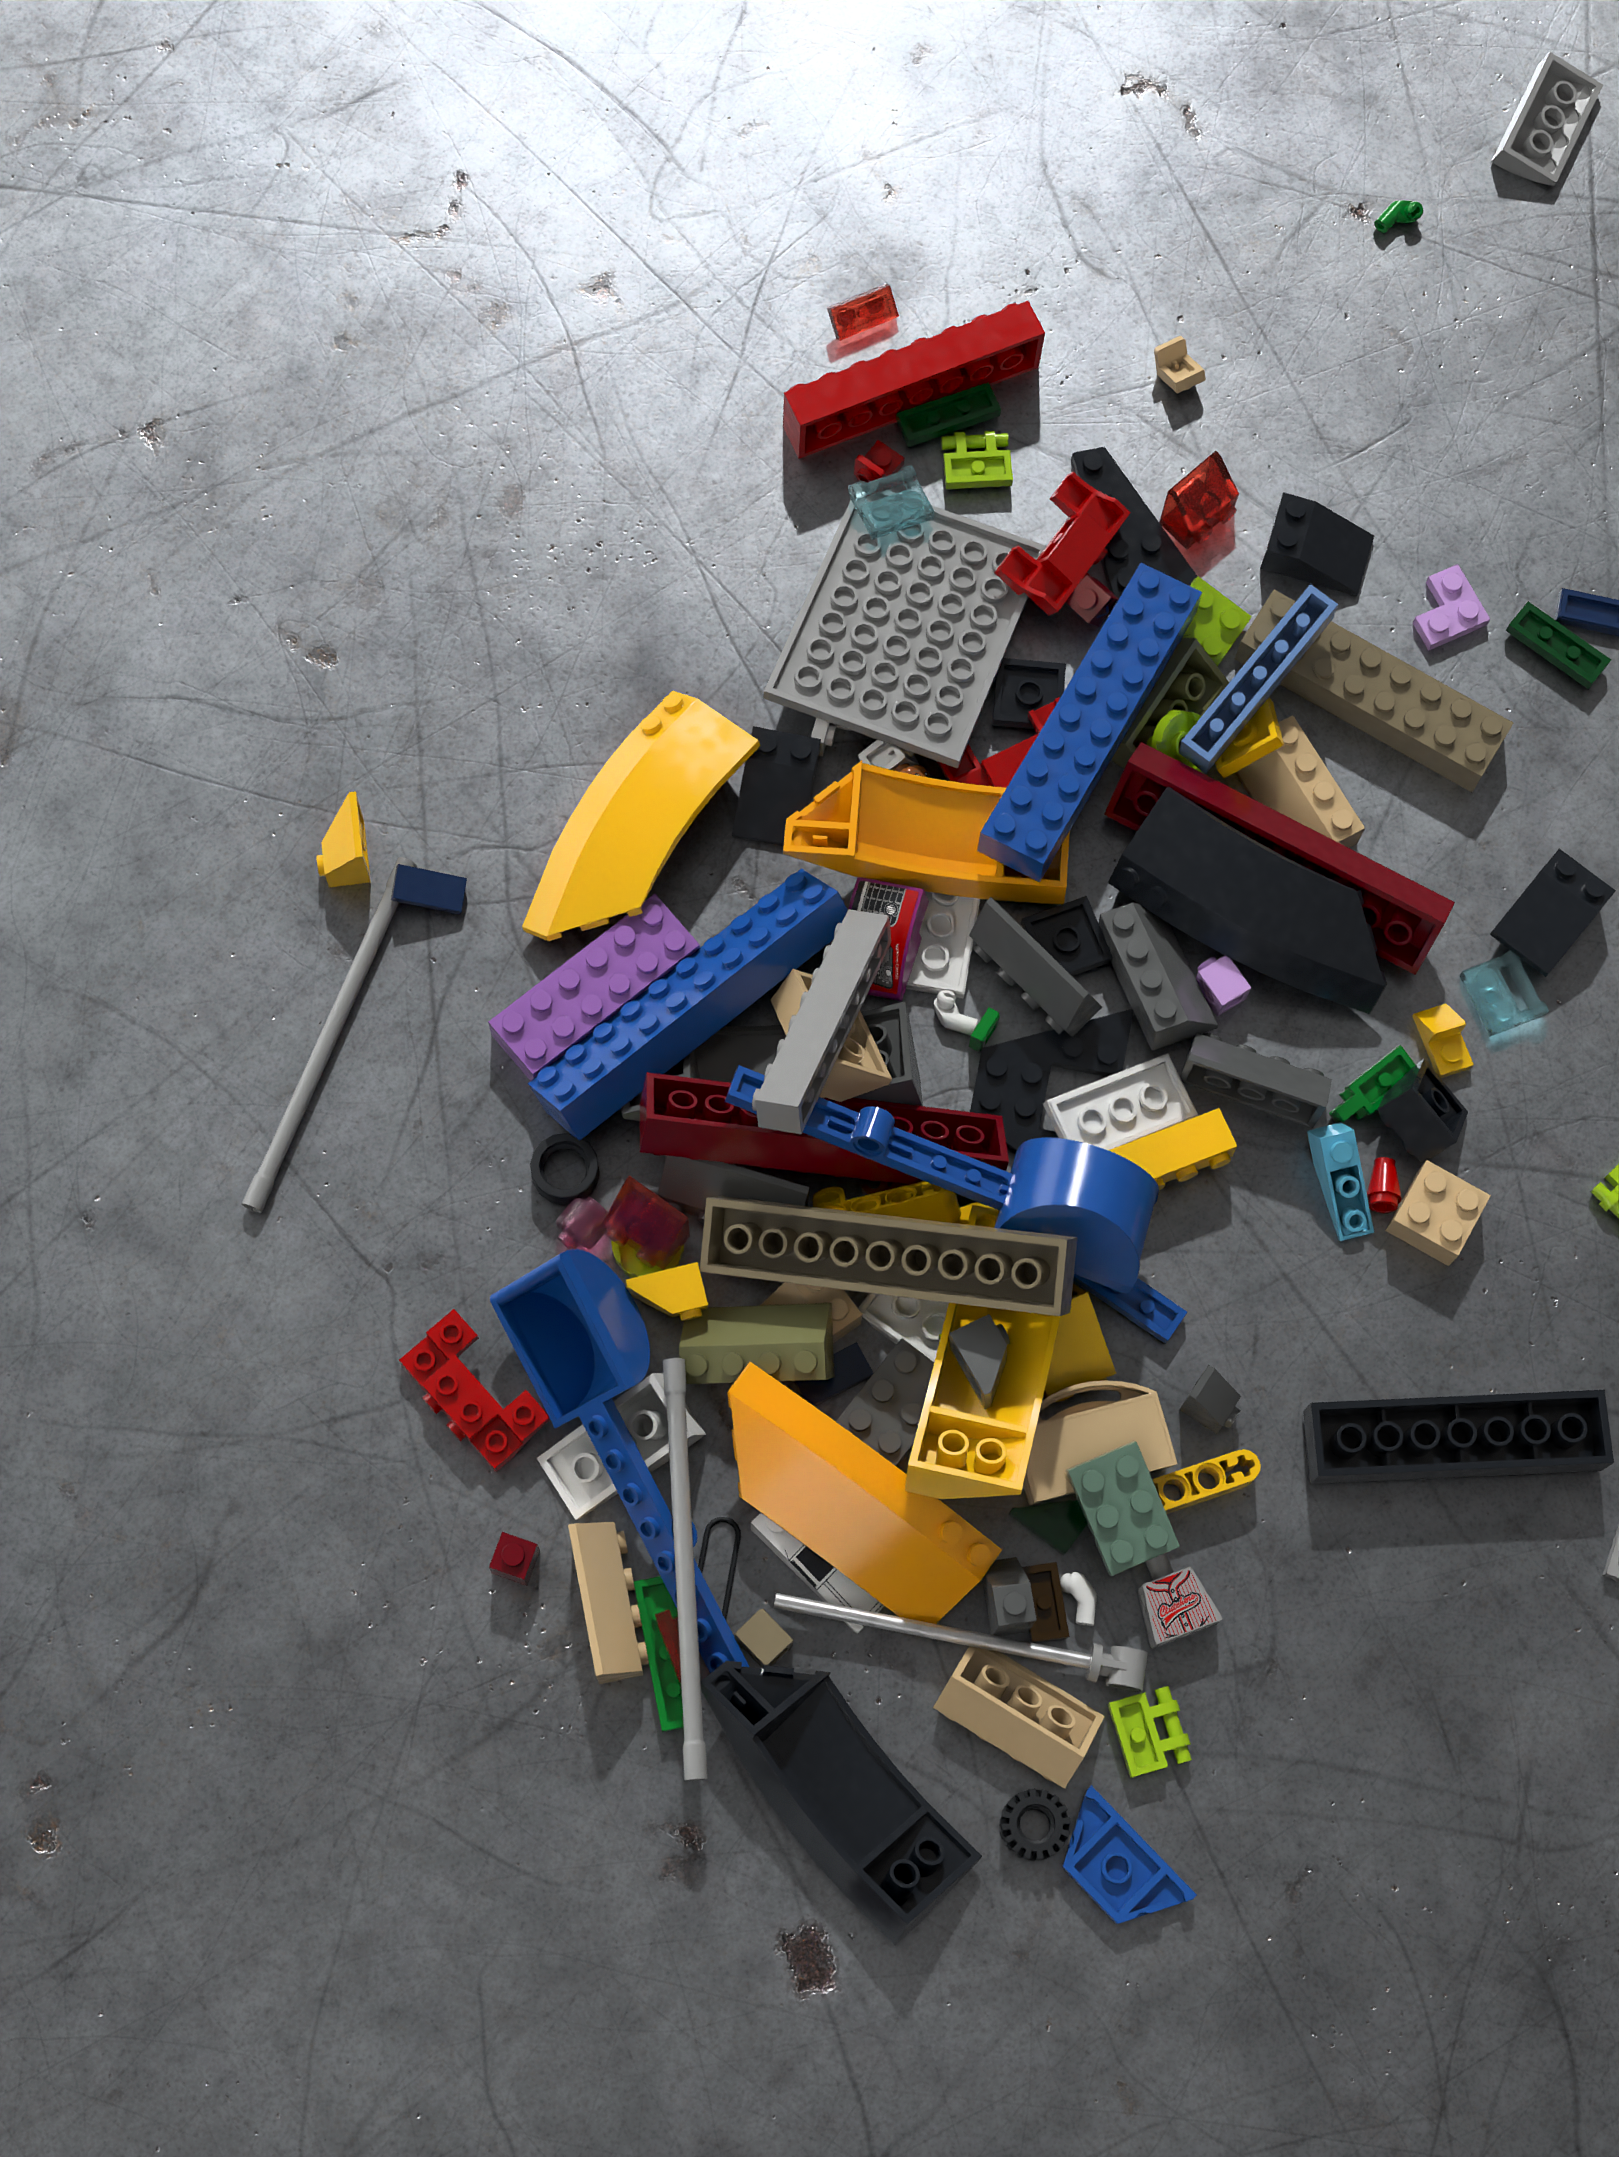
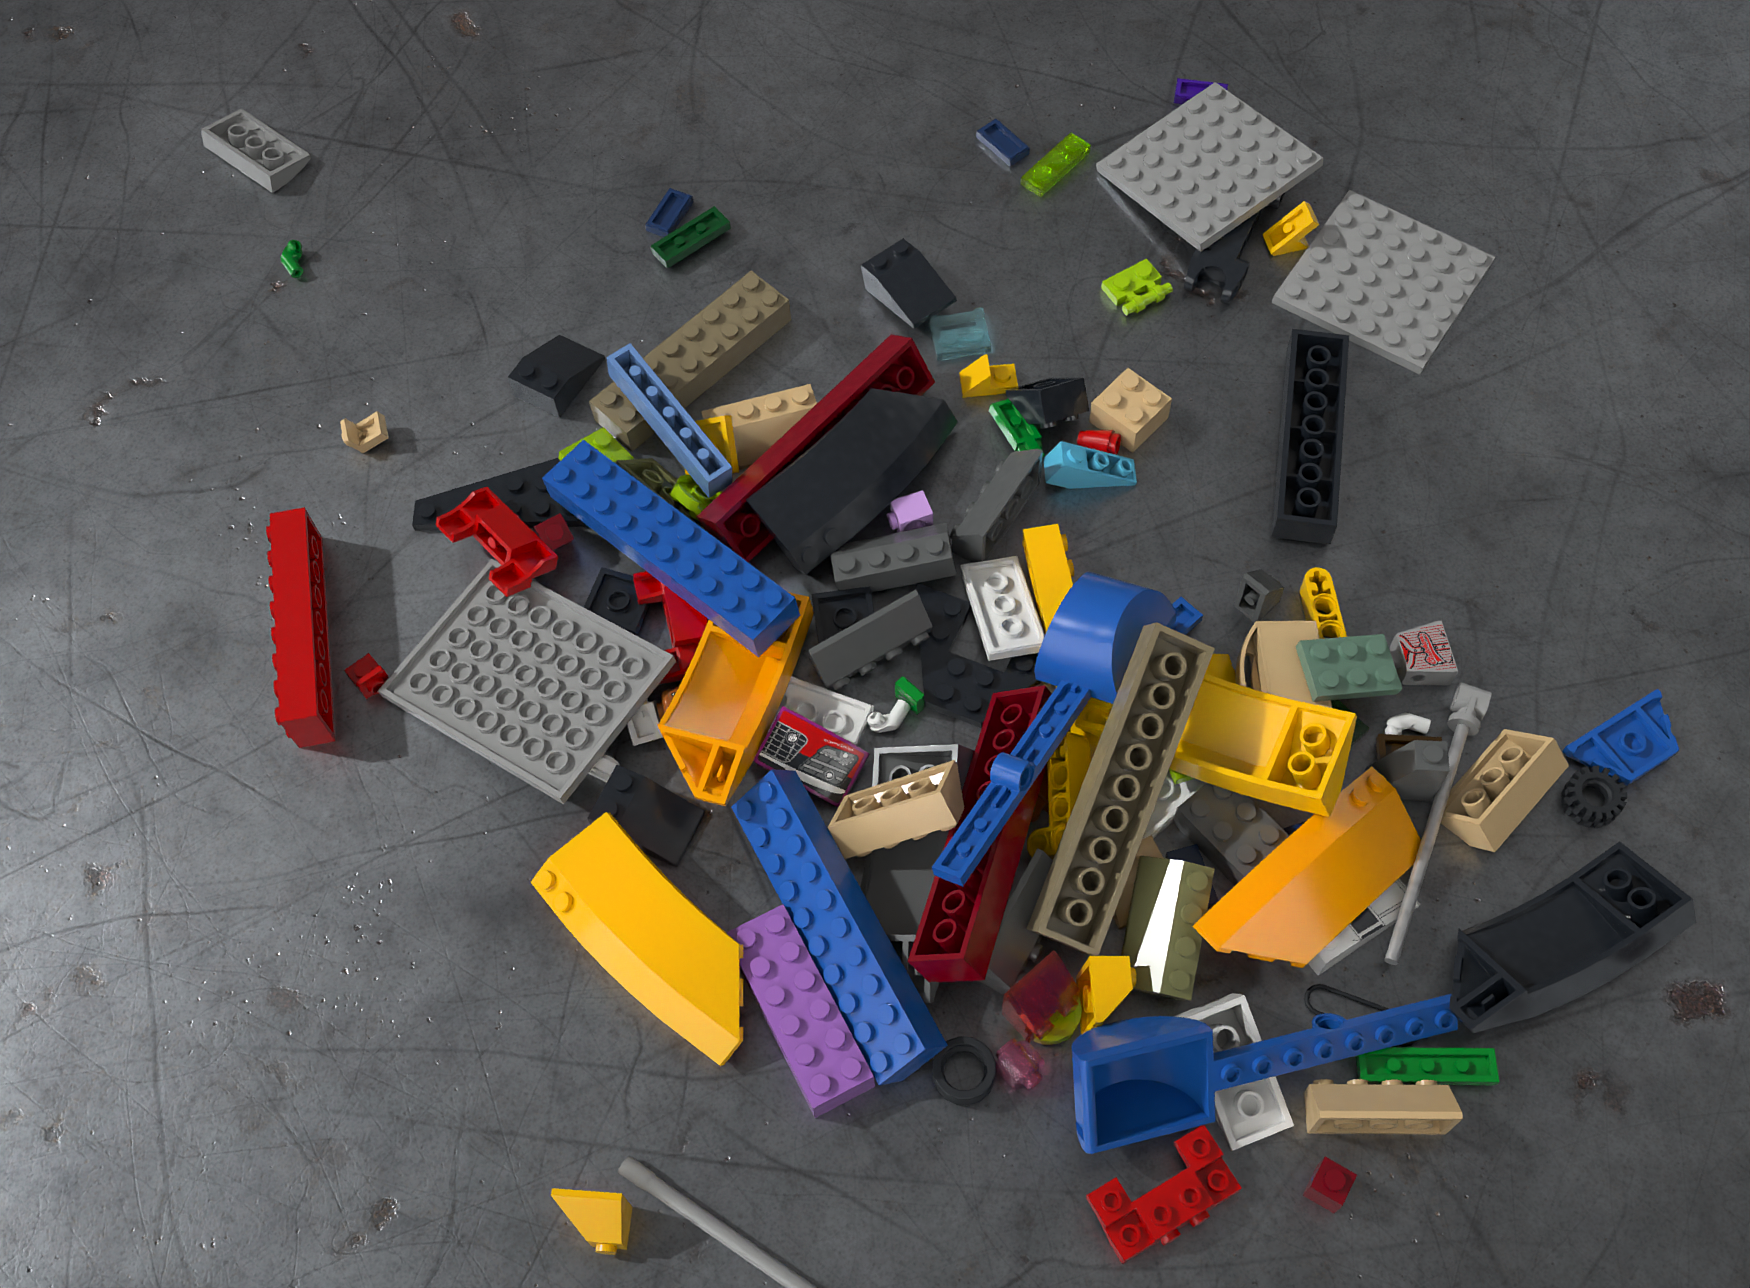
camera: 70 degrees left, 10 degrees down
(428, 889) = (659, 1147): dark blue tile -> none
(670, 1634) = (1445, 1047): clear red plate -> none
(694, 1746) = (1531, 1045): light grey piece -> none
(763, 1639) = (1426, 977): dark tan panel -> none
(822, 1022) = (904, 794): light grey brick -> none
(862, 312) = (217, 657): clear red plate -> none
(894, 511) = (419, 667): clear light blue plate -> none
(948, 414) = (341, 611): dark green plate -> none
(976, 468) = (399, 600): lime plate -> none
(981, 1355) = (1221, 734): dark grey slope -> none
(1138, 1734) = (1522, 705): lime plate -> none
(1200, 502) = (494, 439): clear red slope -> none
(1457, 612) = (639, 293): lavender plate -> none

